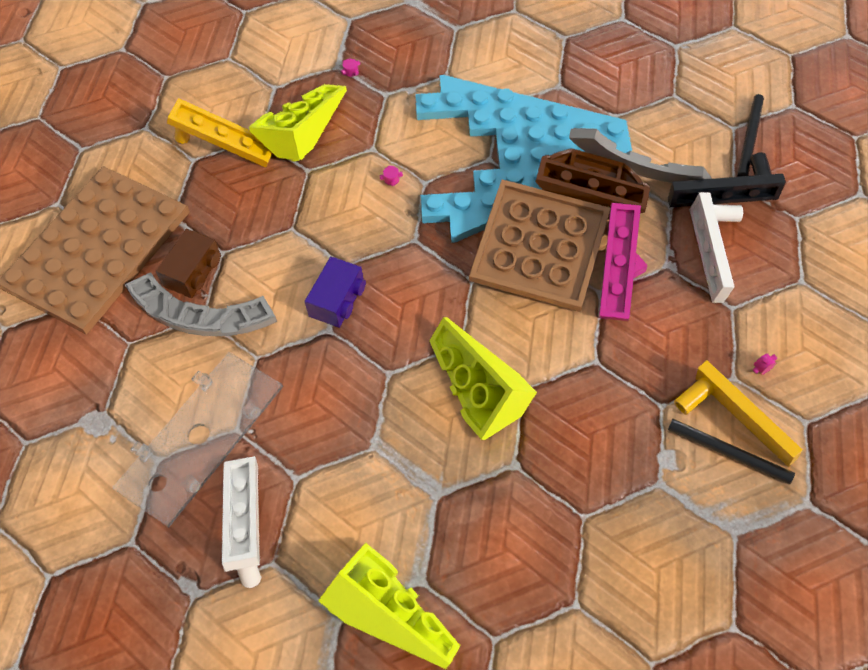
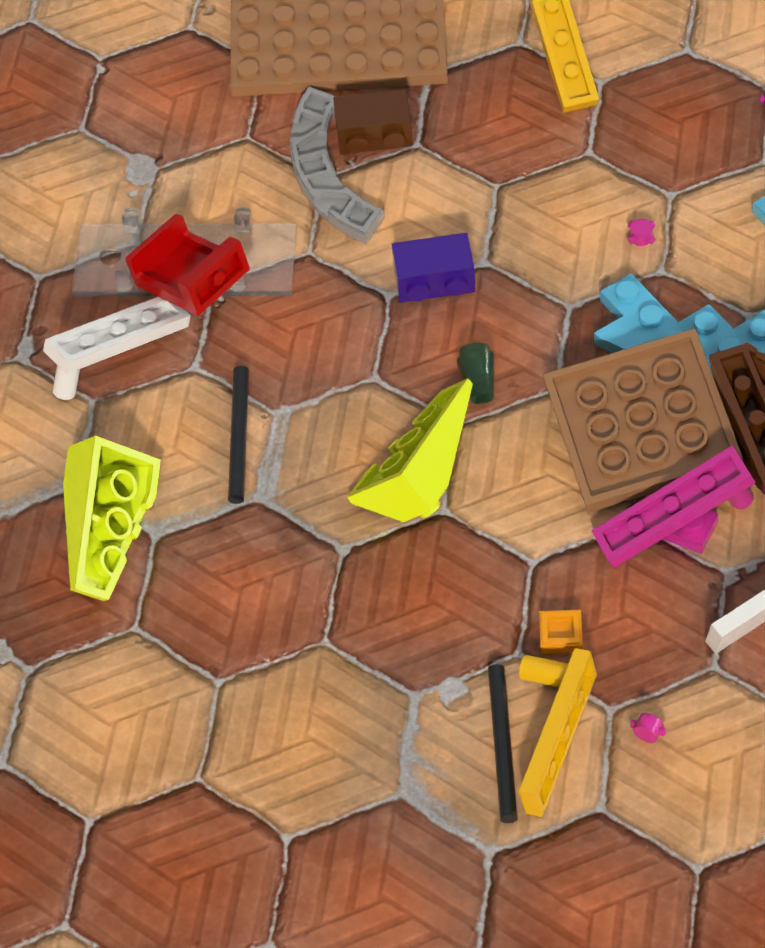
camera: 60 degrees right, 5 degrees down
(219, 435) = (186, 266): none -> red panel
(300, 124) = (631, 103): neon yellow wedge -> none
(377, 480) = (238, 435): none -> black bar
(432, 310) = (478, 365): none -> clear green cone
(662, 373) = (560, 631): none -> light orange tile

